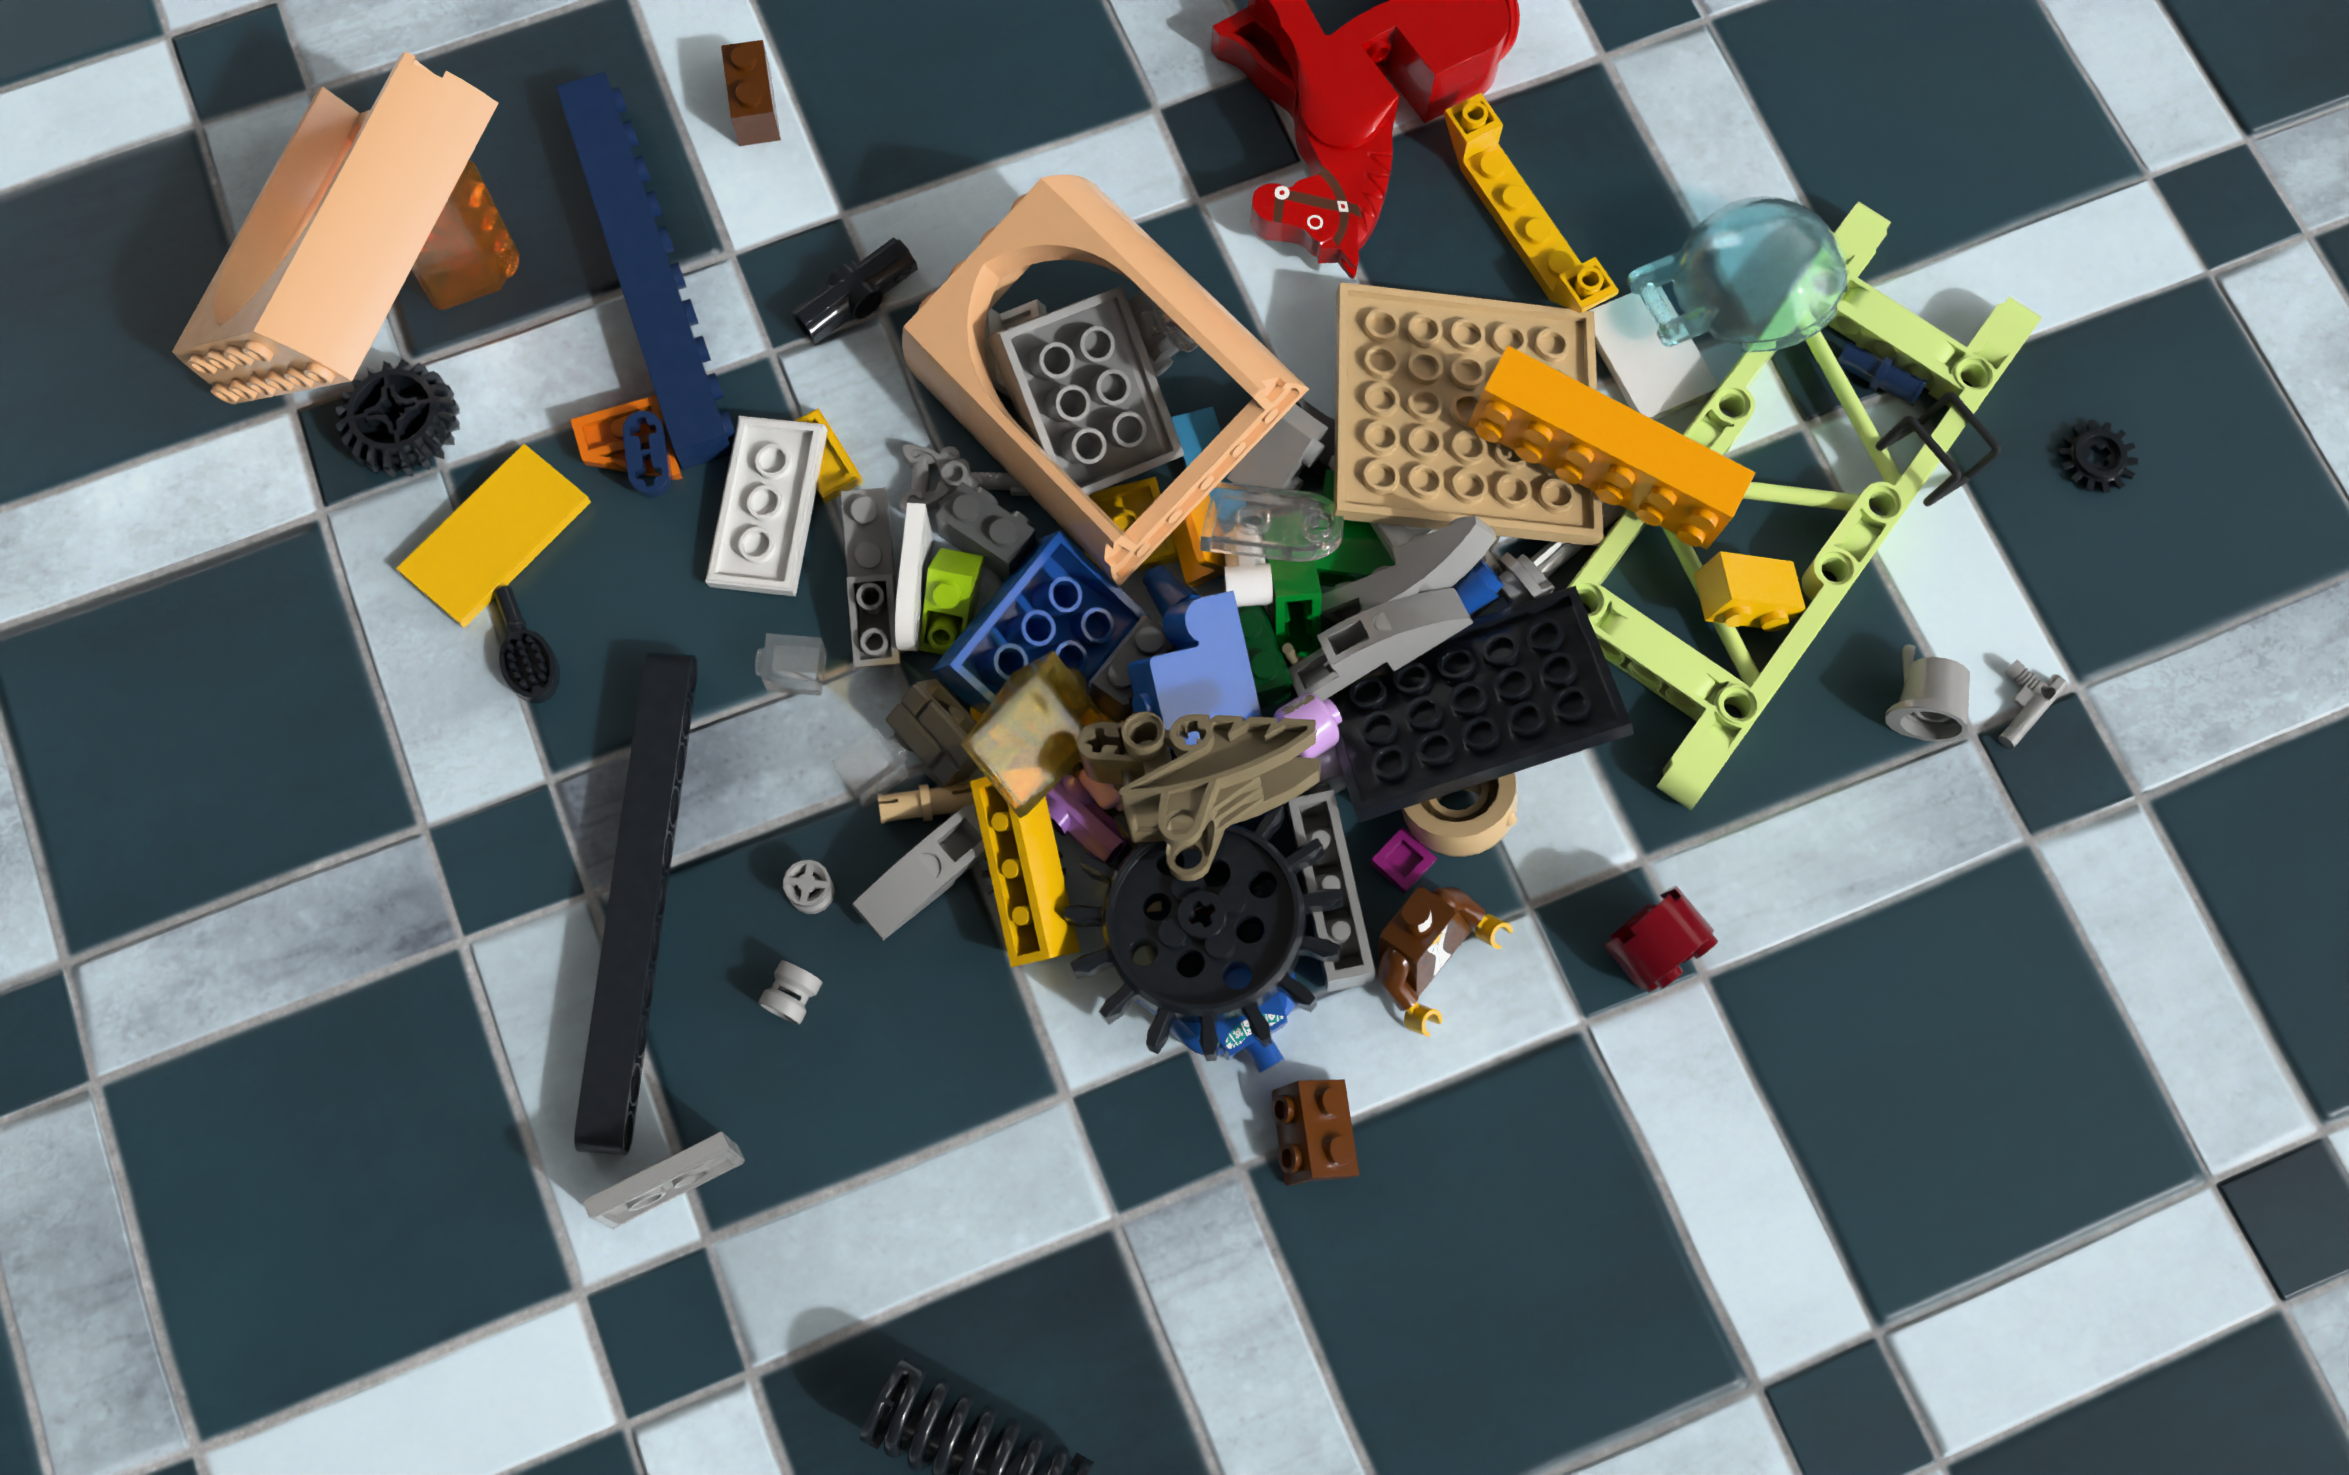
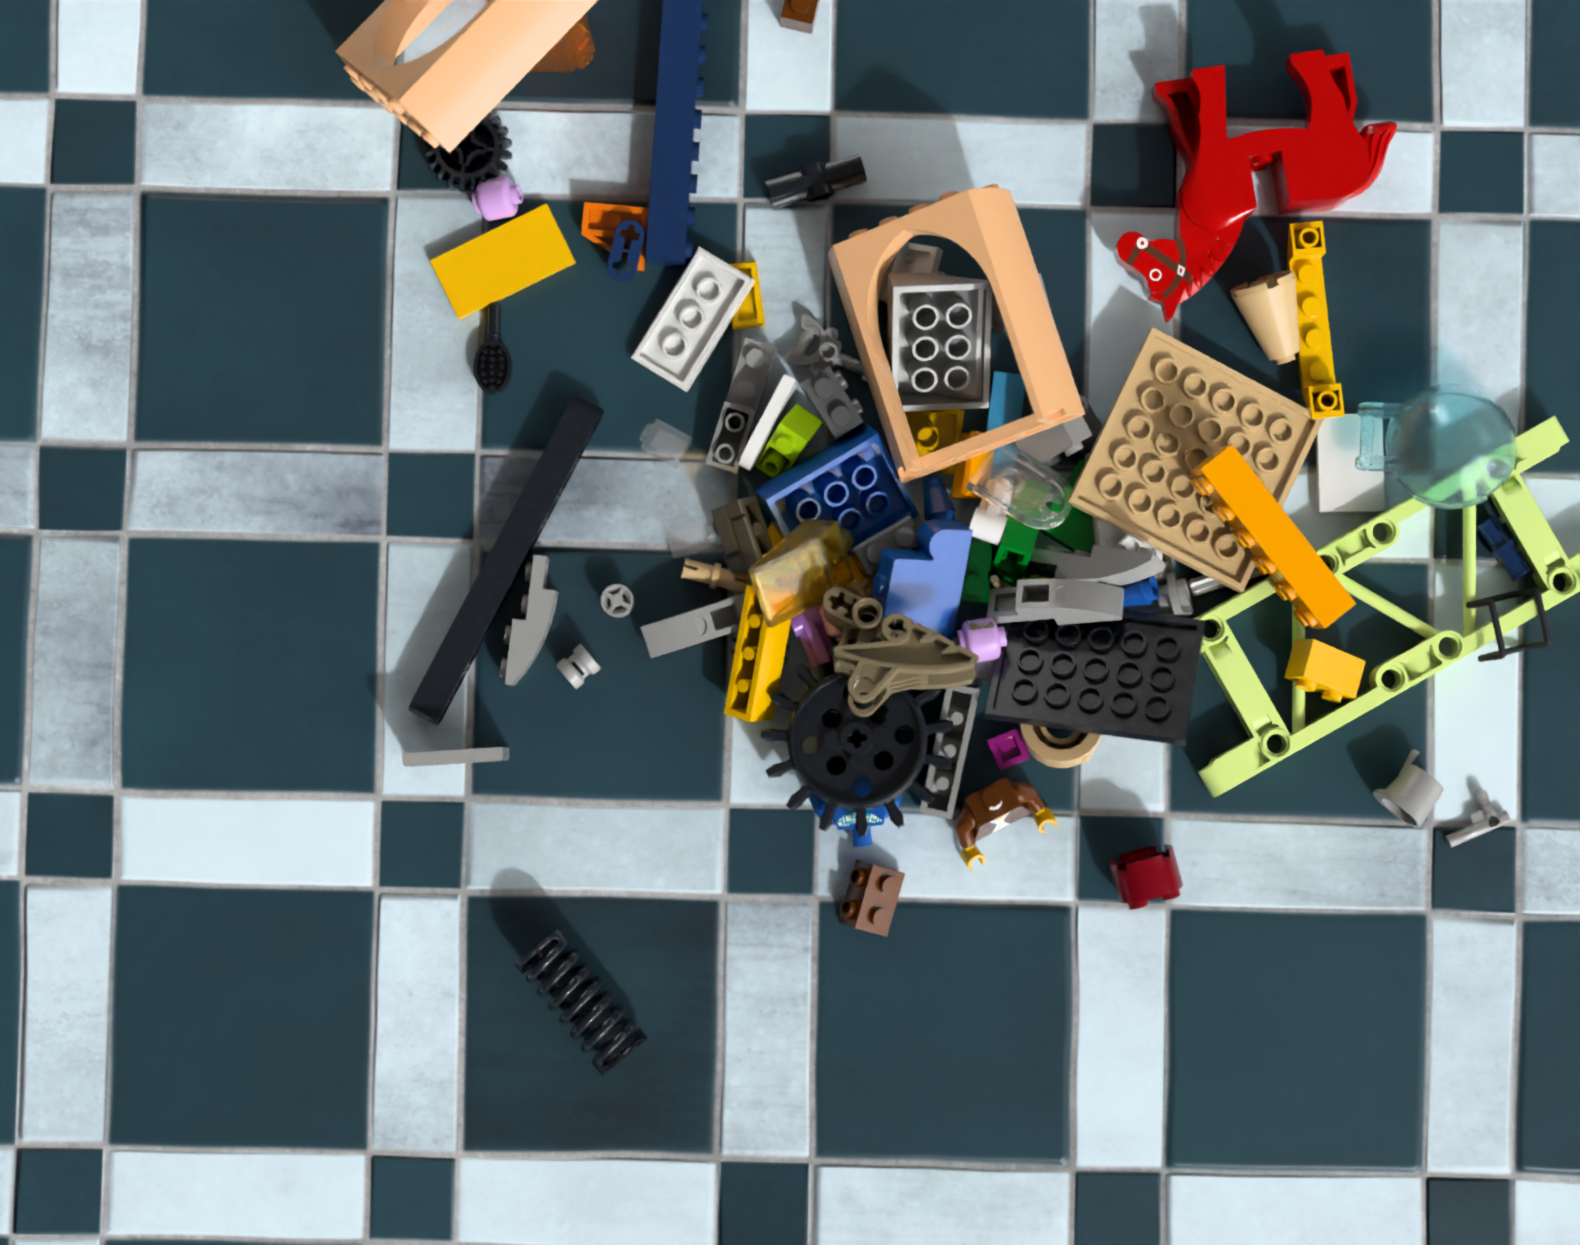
camera: 25 degrees right, 15 degrees up
(456, 460) = (497, 198): none -> lavender head
(706, 979) = (528, 635): none -> light grey slope
(1473, 220) = (1271, 314): none -> tan cone

